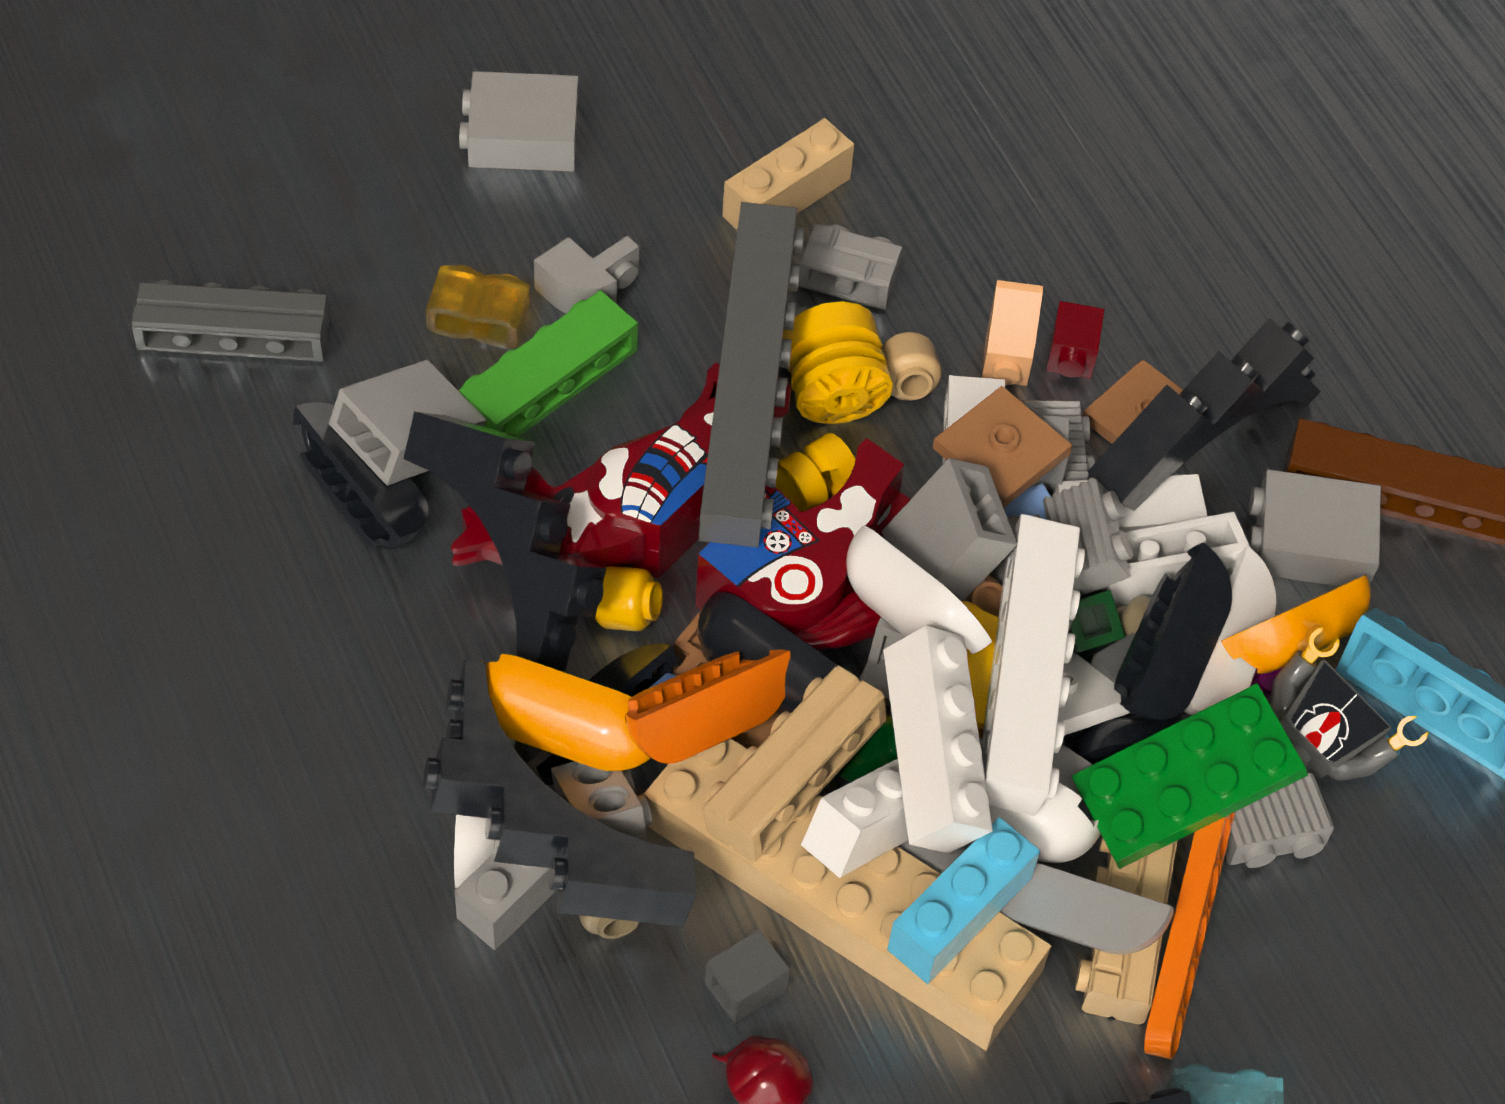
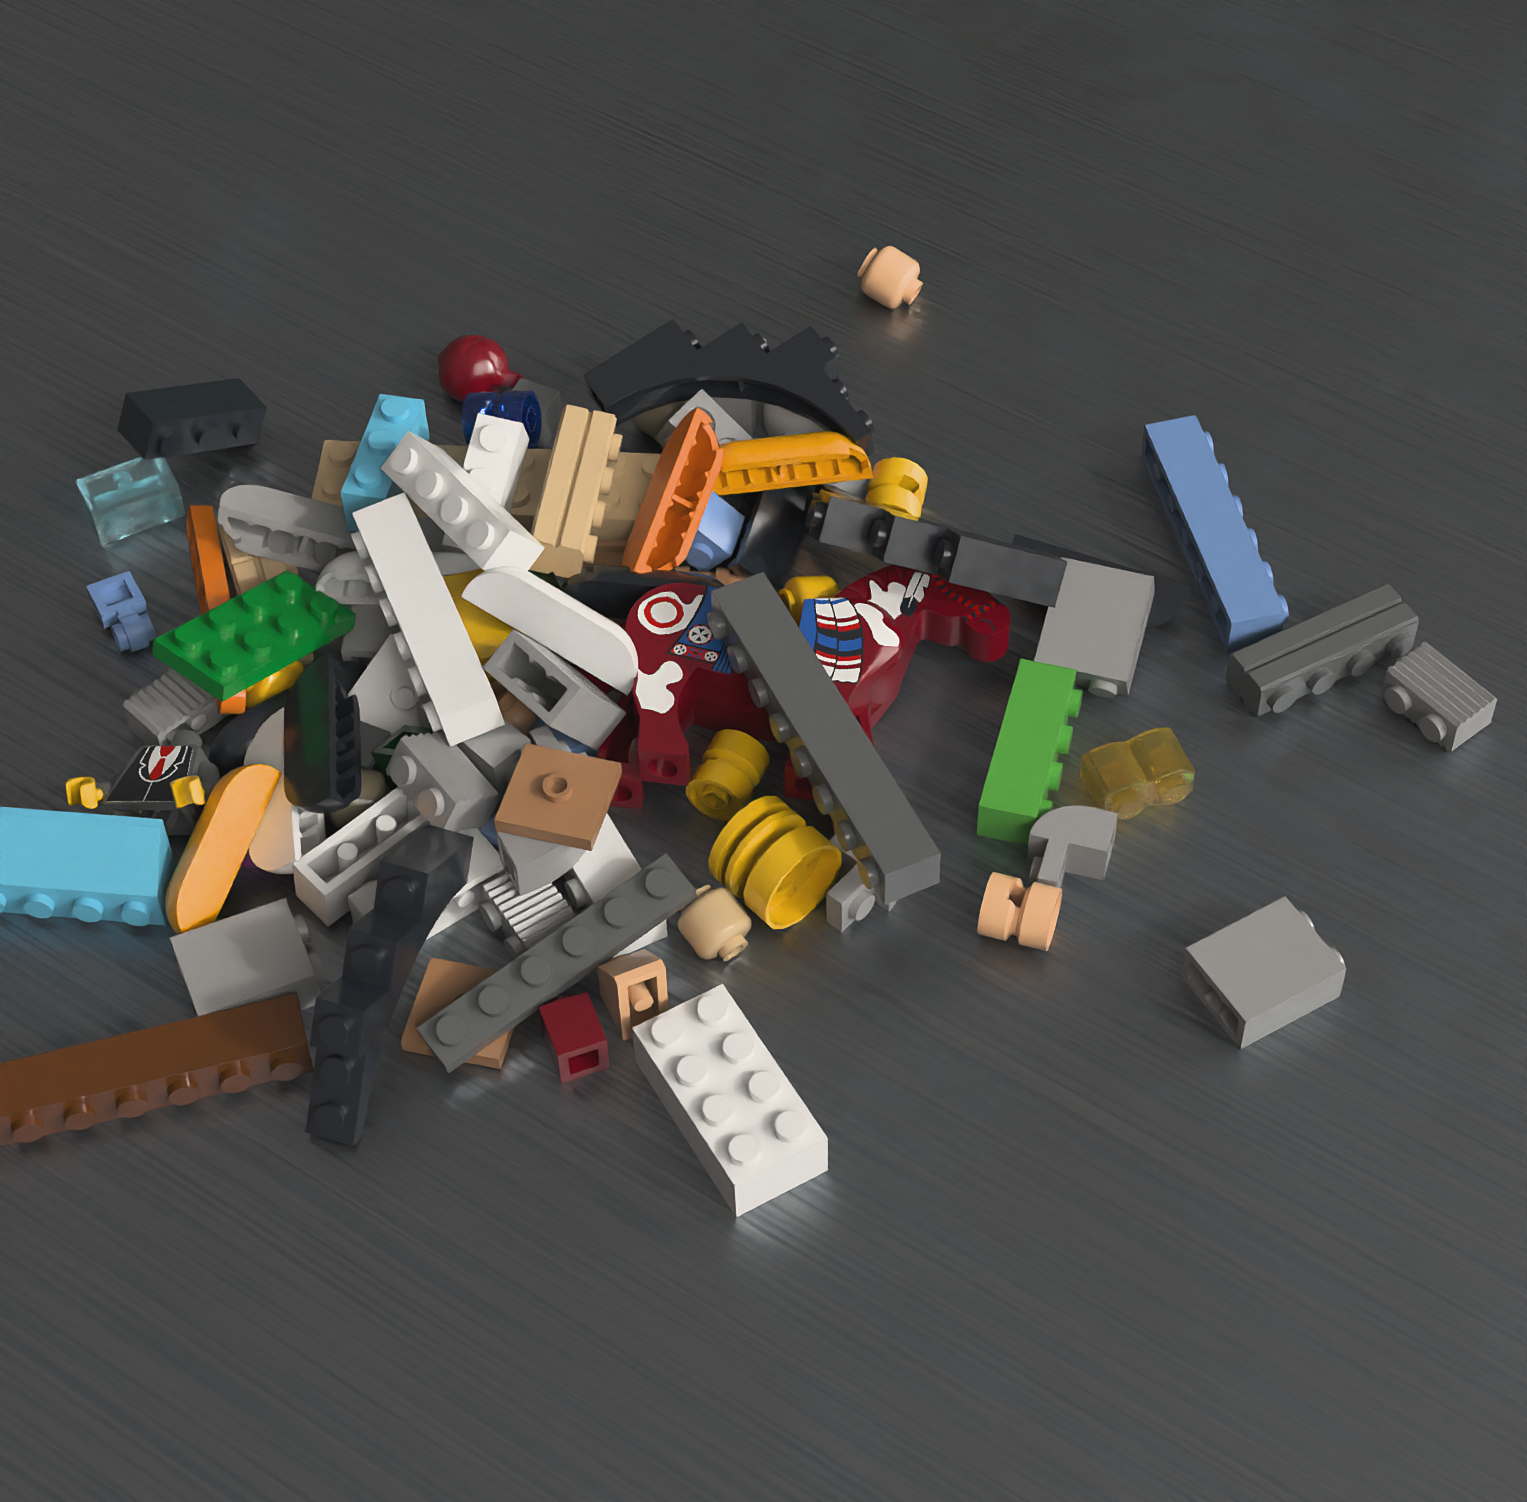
camera: 155 degrees right, 5 degrees down
(184, 235) = (1437, 697): none -> light grey brick
(210, 478) = (1213, 532): none -> medium blue brick
(245, 940) = (890, 277): none -> light nougat head
(472, 639) = (898, 485): none -> yellow wheel
(667, 246) = (1019, 911): none -> light nougat wheel
(793, 173) = (961, 1048): tan brick -> none
(799, 927) = (513, 405): none -> clear blue wheel
(850, 265) = (838, 996): light grey brick -> none
(983, 227) = (730, 1100): none -> white brick
(1053, 374) = (556, 963): none -> dark grey plate
(1285, 985) = (124, 609): none -> medium blue plate

